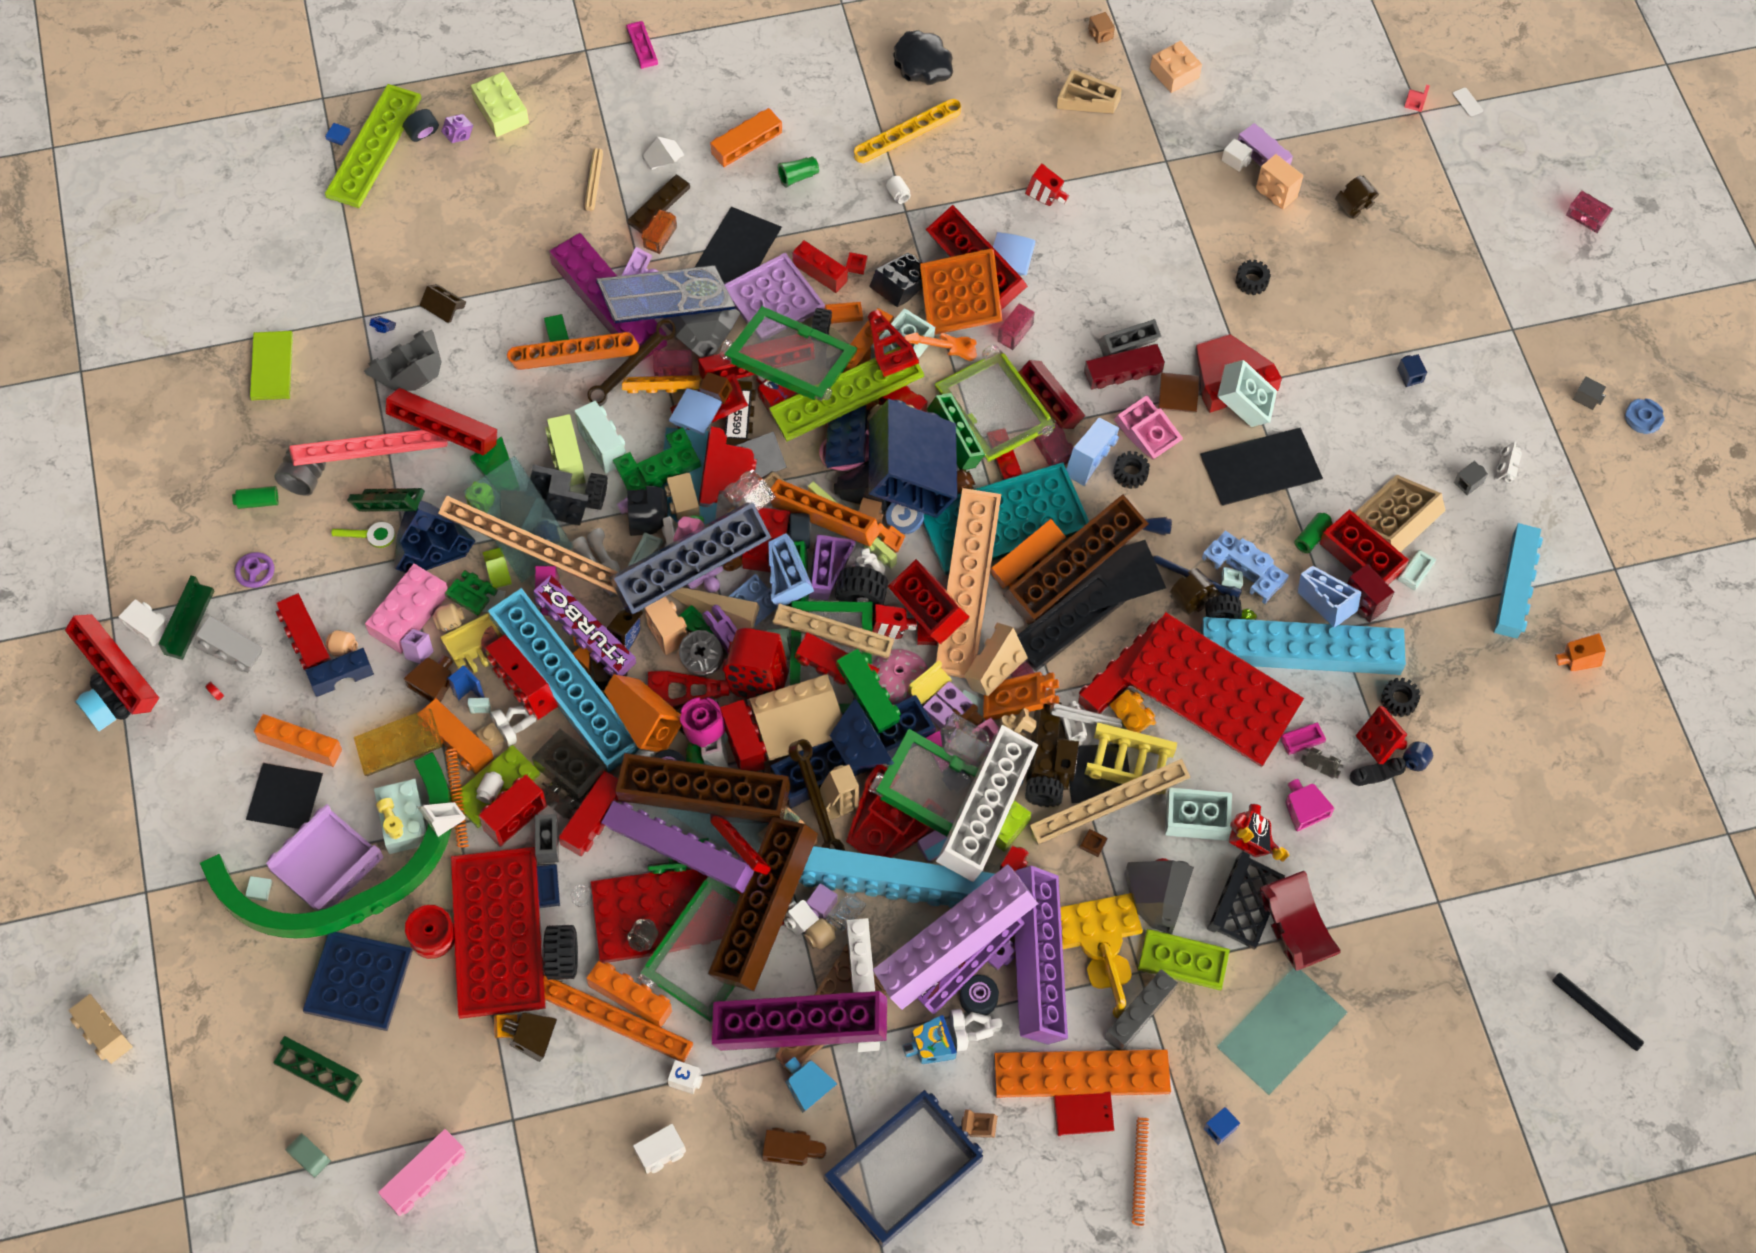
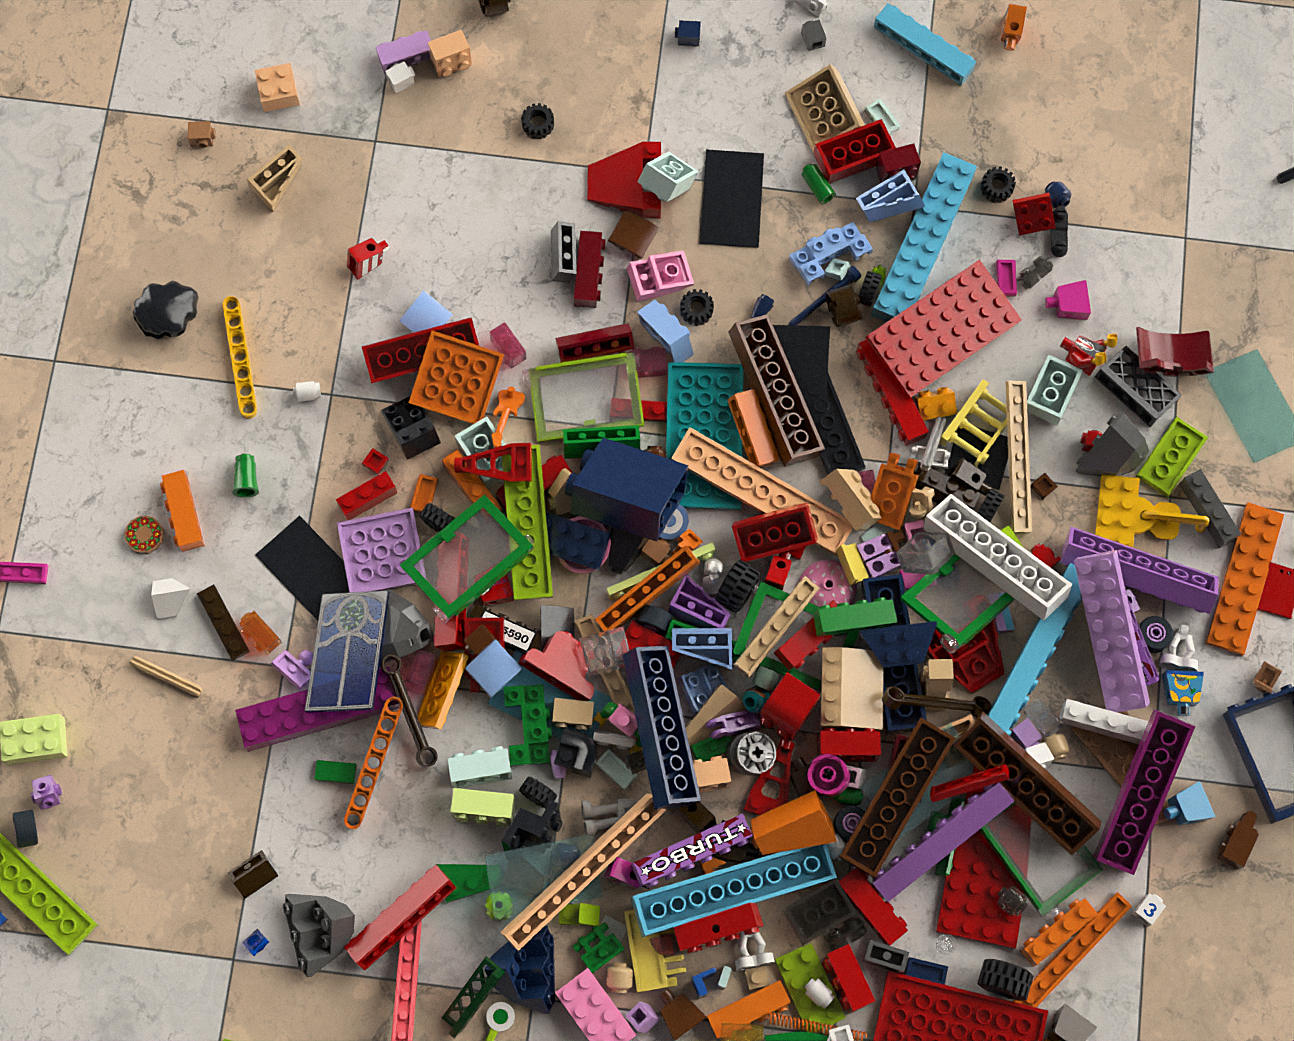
camera: 70 degrees left, 10 degrees up
(659, 1149) = (1207, 953): white brick -> none
(713, 119) = (144, 534): none -> tile

